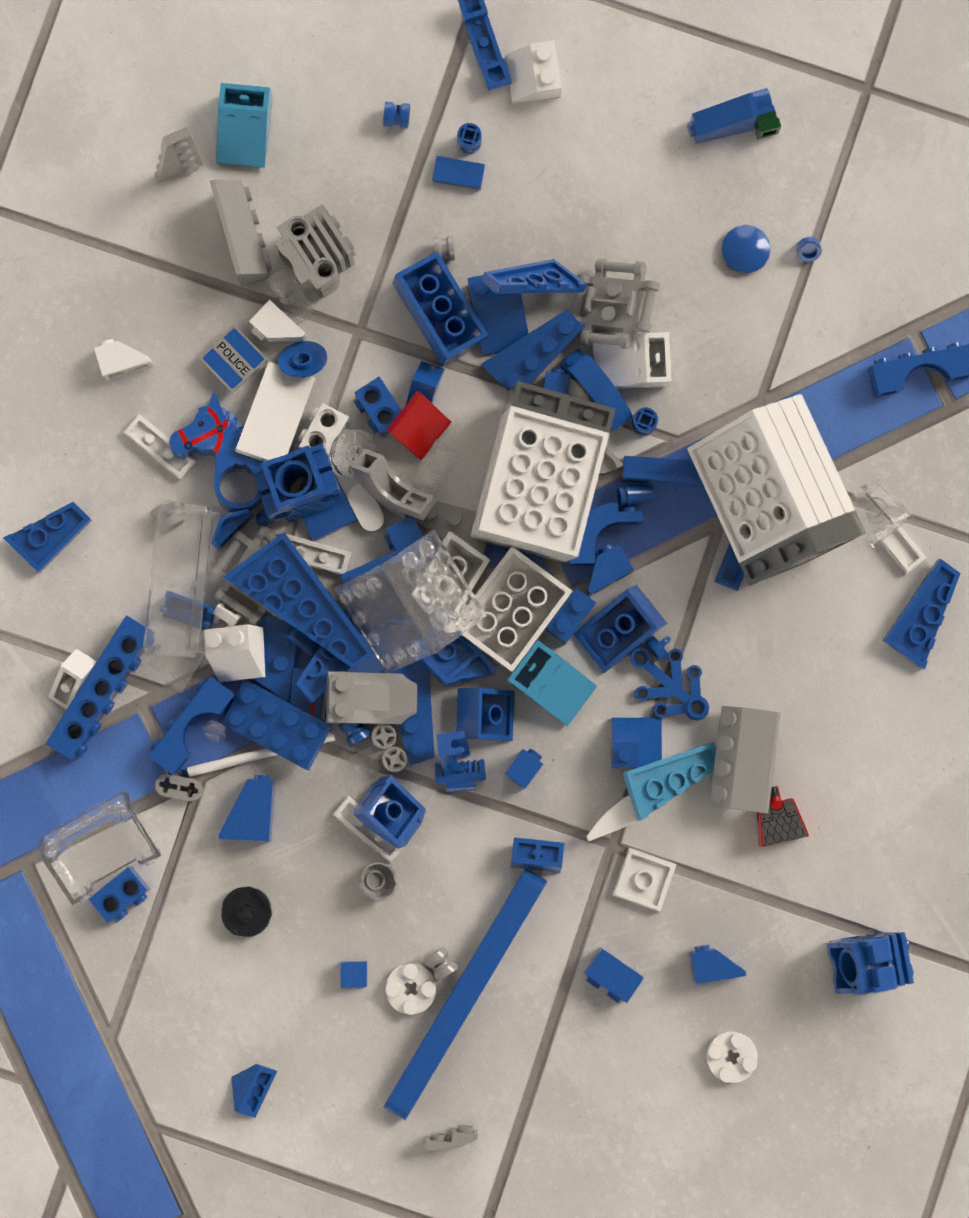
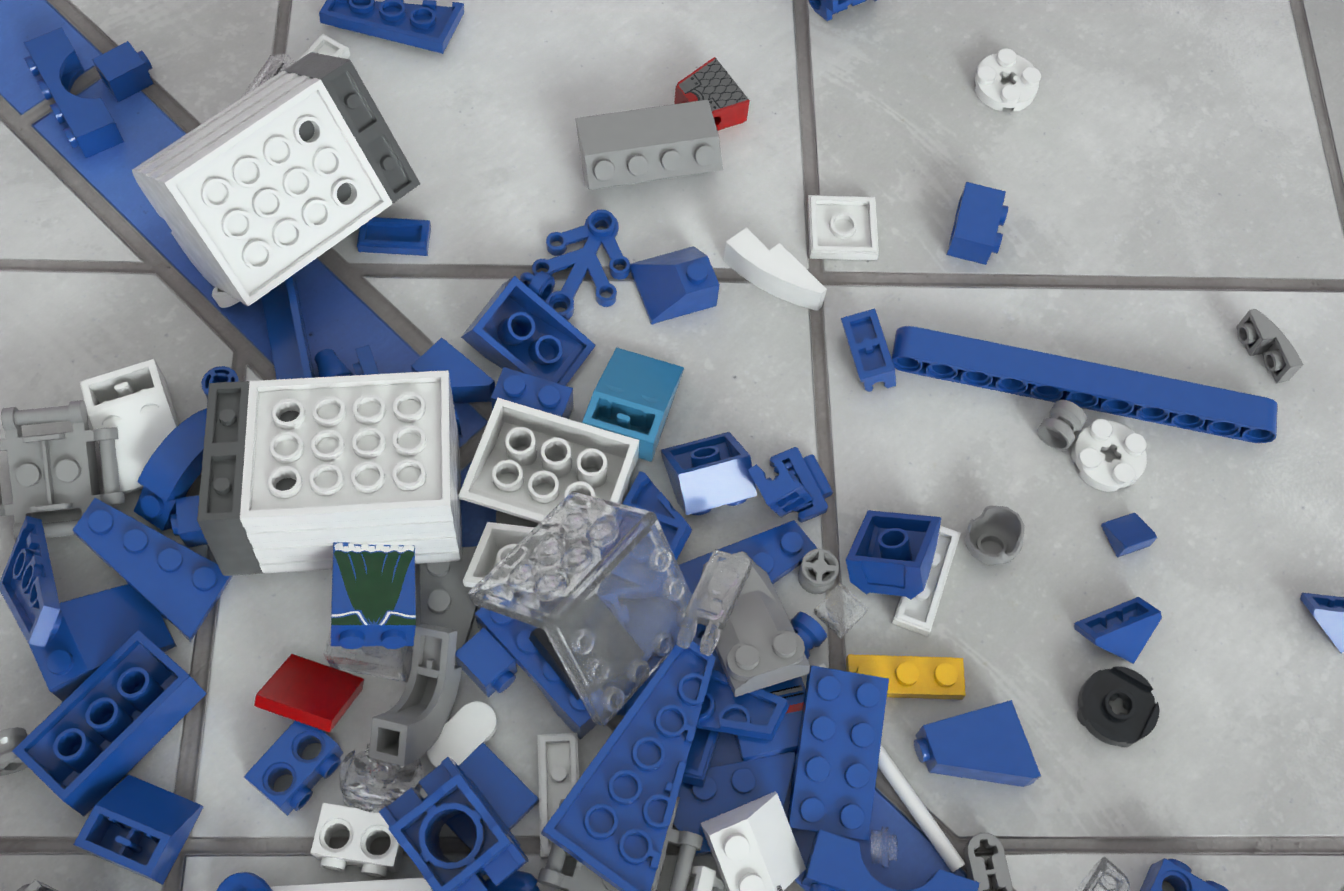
camera: 115 degrees left, 20 degrees down
(293, 937) = (1122, 628): none -> blue slope
(311, 790) = (914, 675): none -> yellow plate
(372, 313) = (139, 828): none -> blue slope
(384, 736) = (797, 589): light grey wheel -> none
(387, 679) = (714, 599): none -> clear hinge
(426, 381) = (233, 711): blue slope -> none
(455, 474) = (373, 595): none -> slope
(524, 767) = (763, 391): blue brick -> none
(664, 779) = (706, 223): dark azure wing -> none
(712, 965) = (916, 123): blue slope -> none
(930, 409) = (124, 71): none -> blue brick

